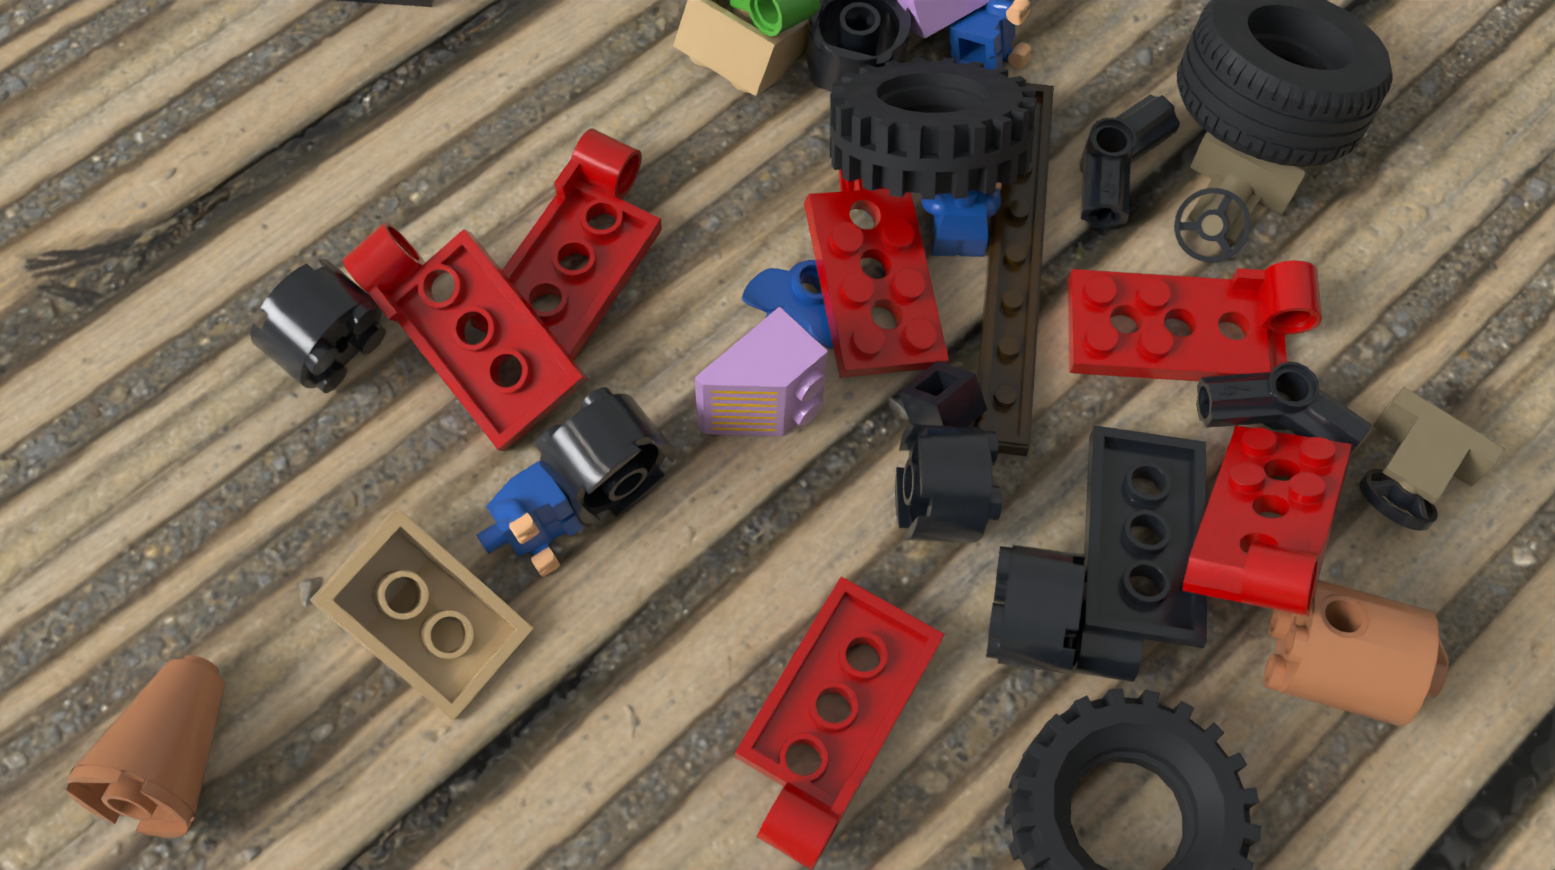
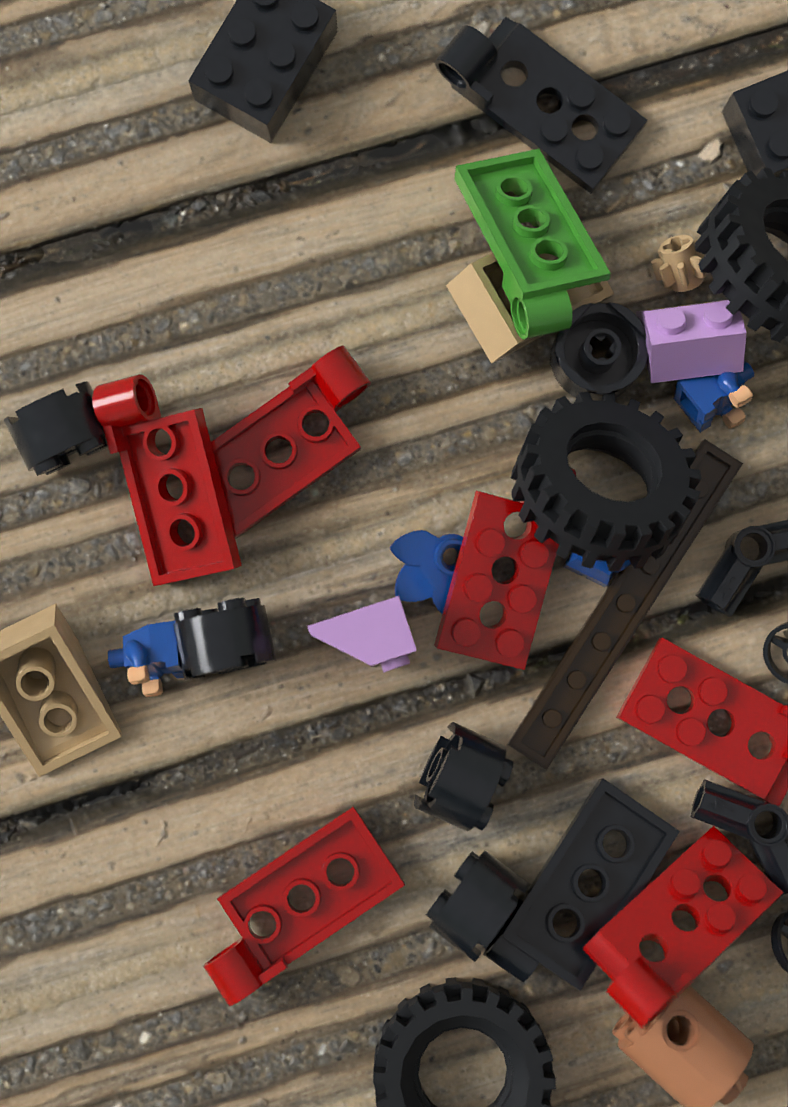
camera: 25 degrees right, 20 degrees up
(943, 397) = (499, 705): black plate -> none

